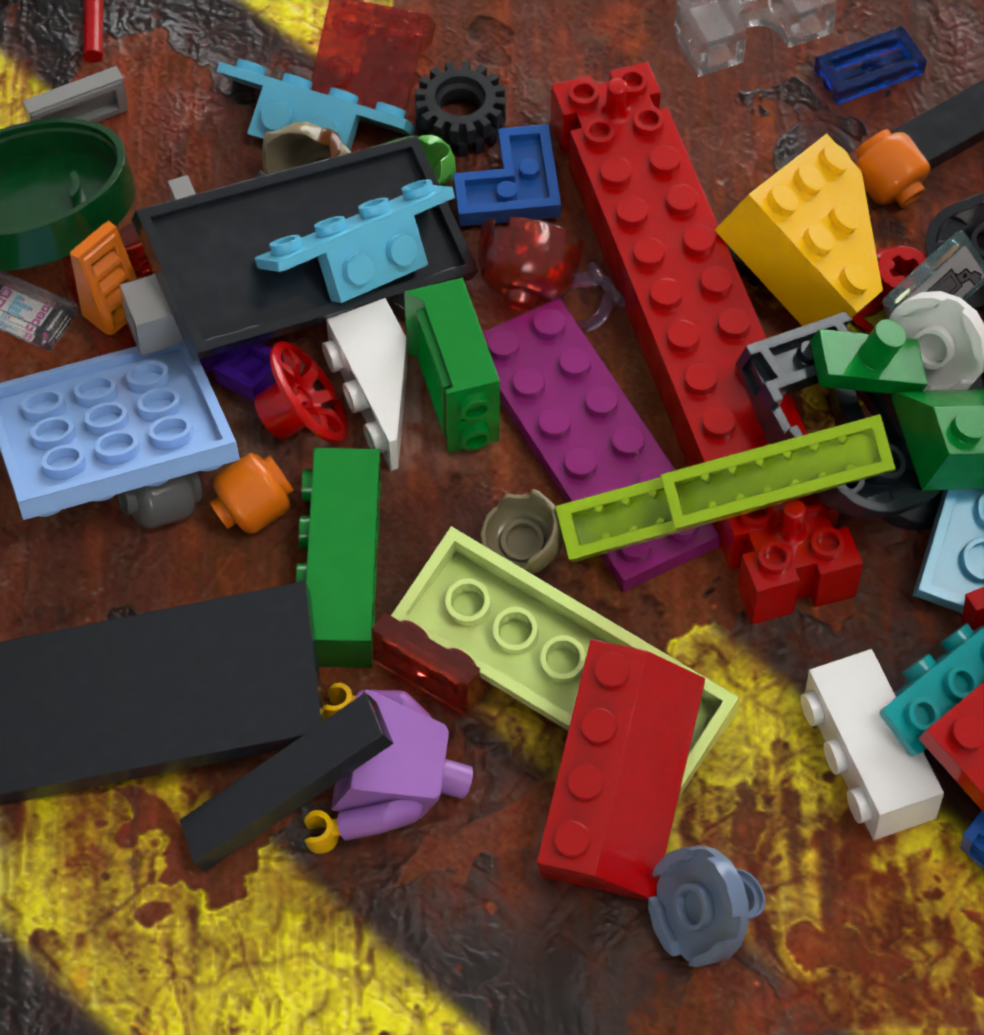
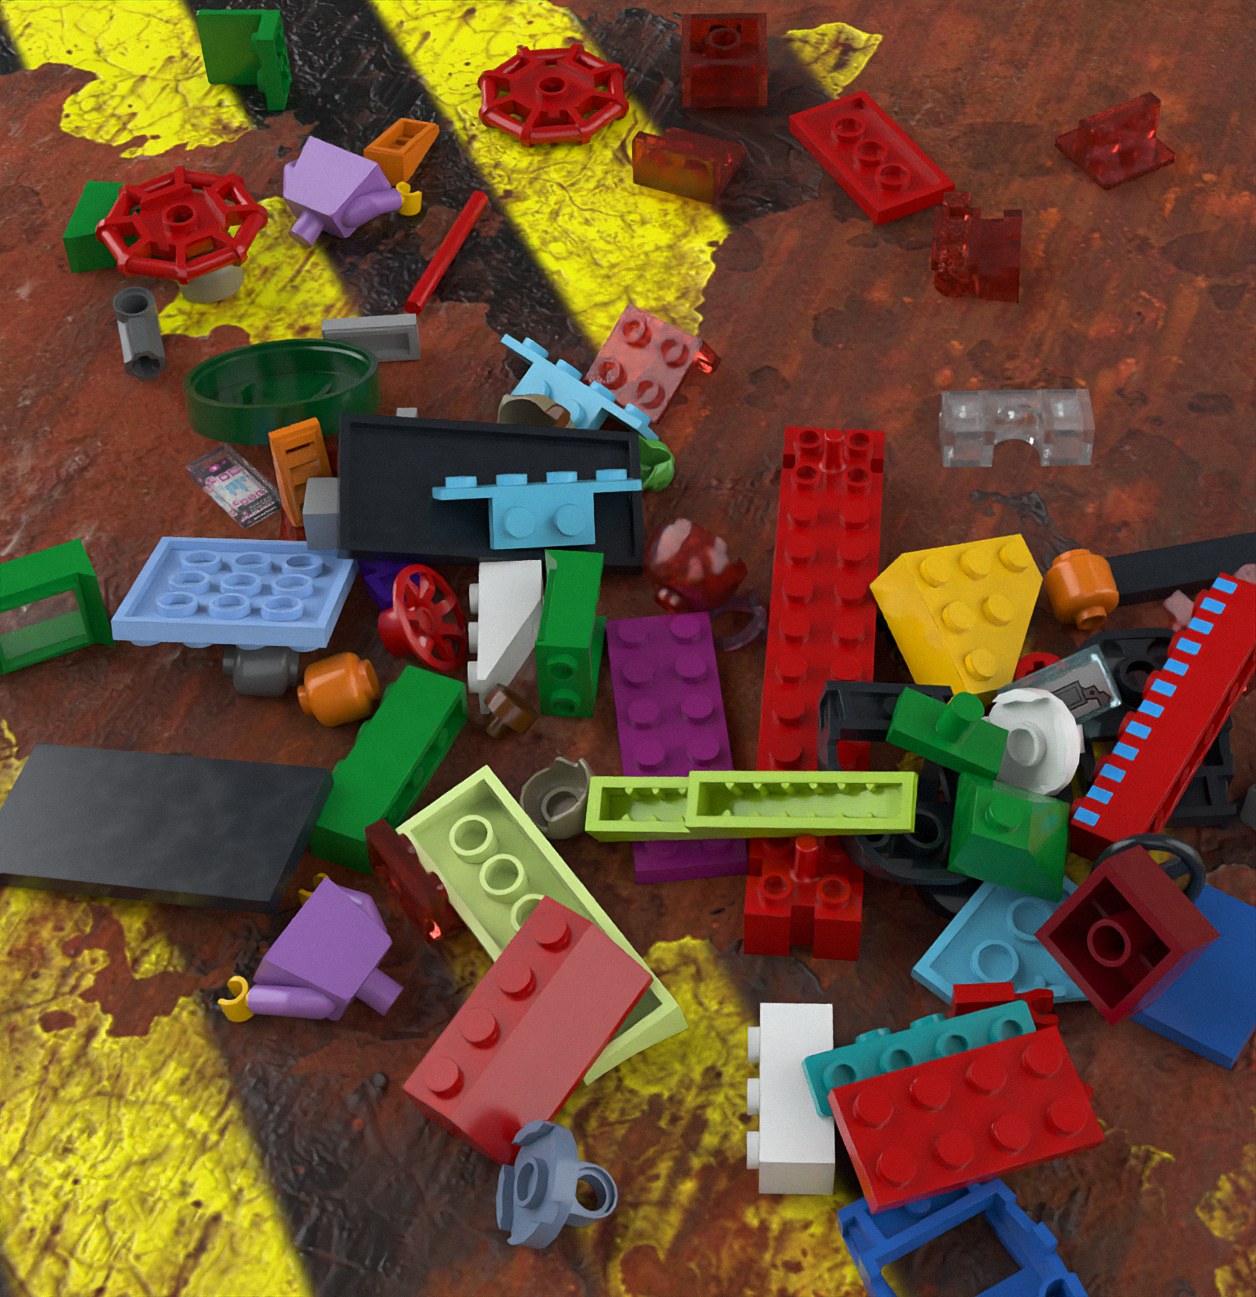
camera: 25 degrees right, 10 degrees down
(285, 782) = (217, 937): black tile -> none
(425, 462) = (508, 711): none -> reddish brown tile
(467, 87) = (704, 412): black tyre -> none
(520, 189) = (728, 508): blue plate -> none
(874, 71) = (1110, 499): clear blue tile -> none

